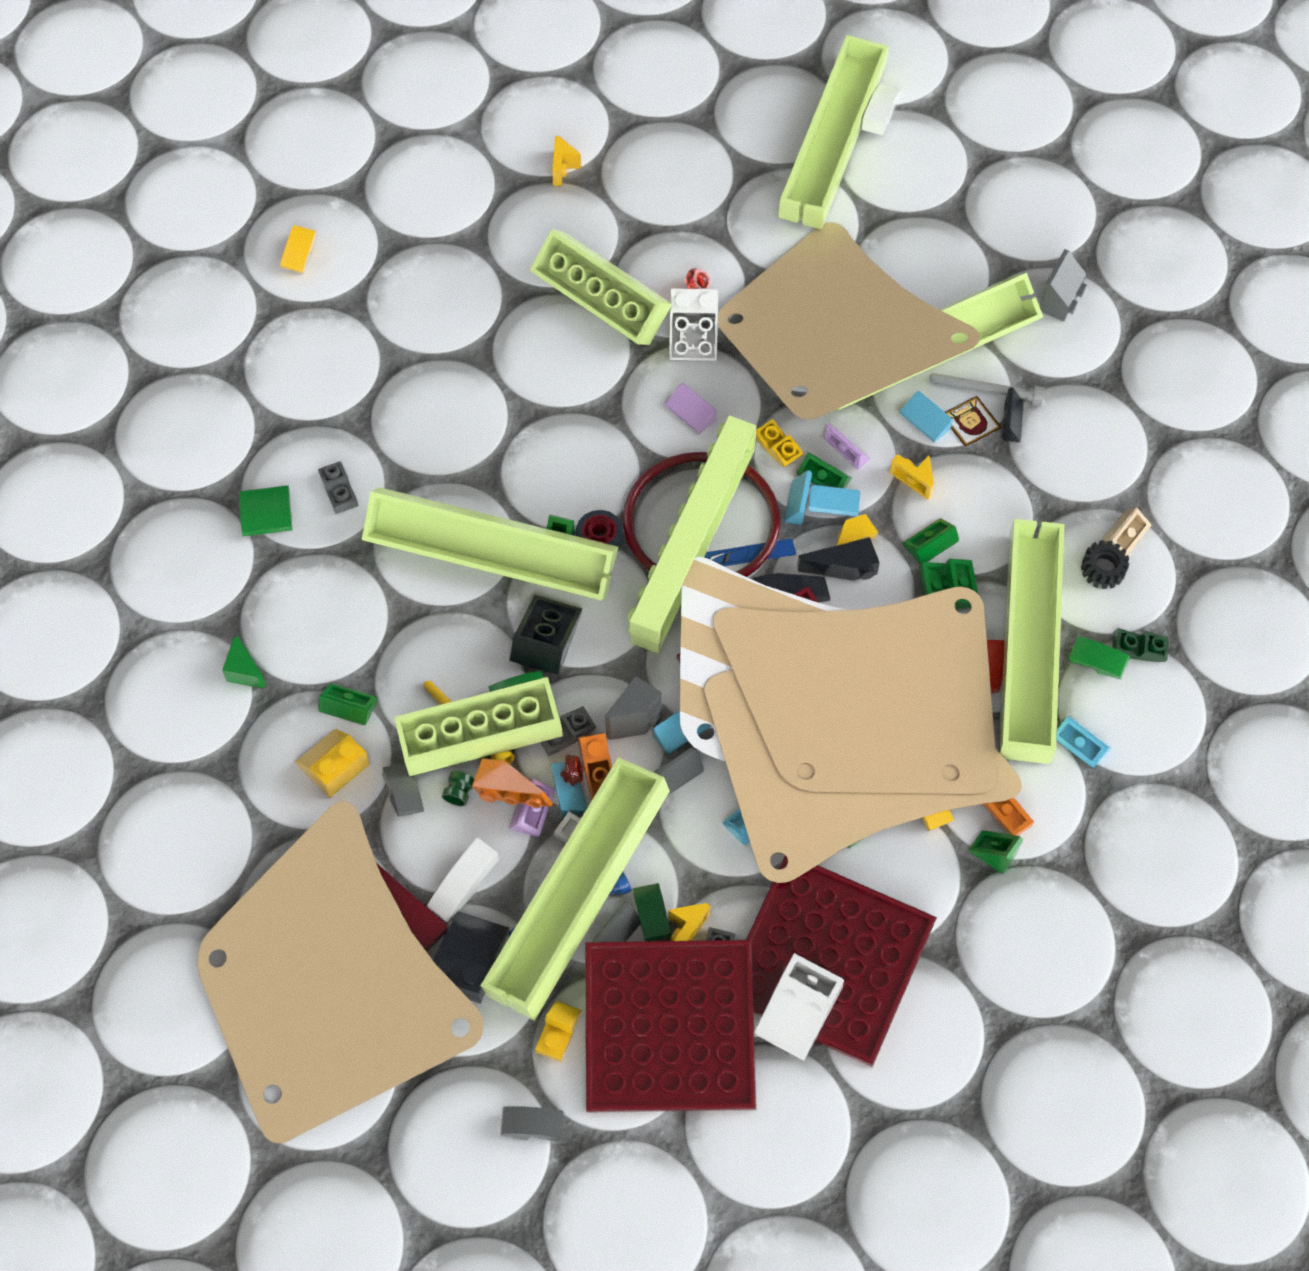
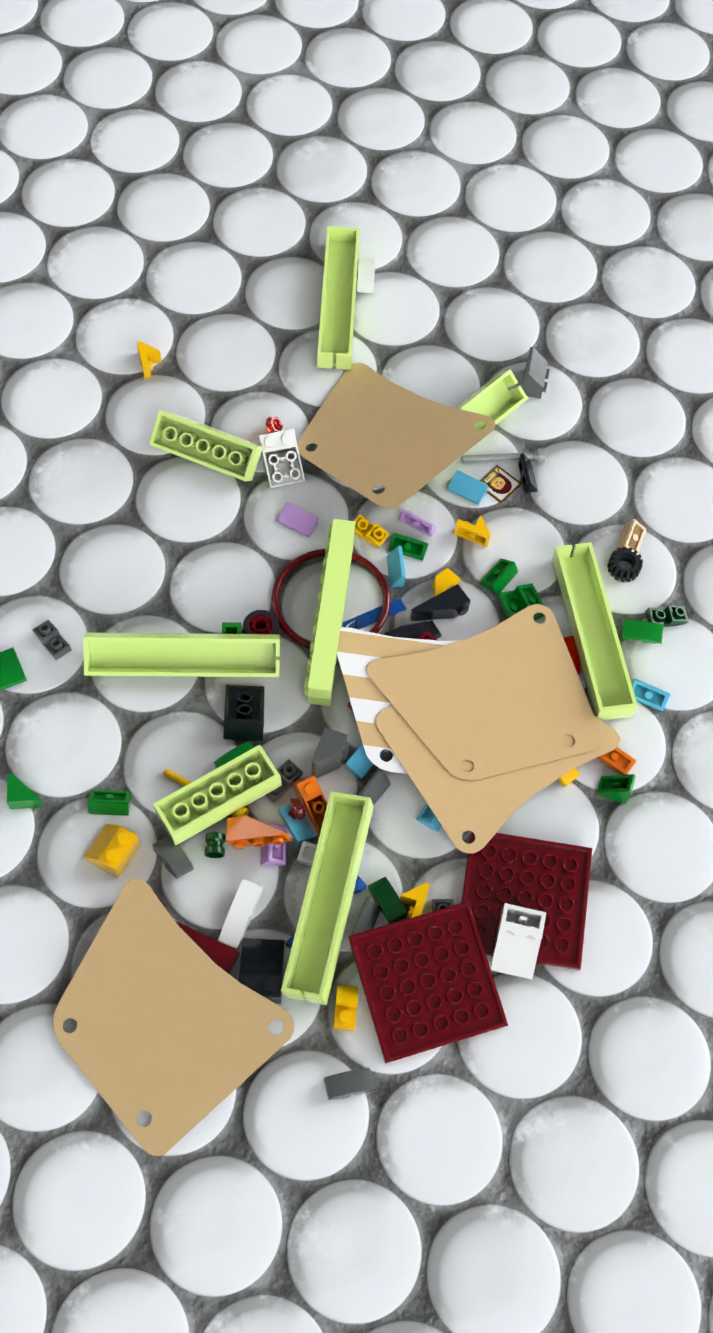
camera: 20 degrees left, 0 degrees up
(834, 500) = (423, 563): medium azure slope -> none

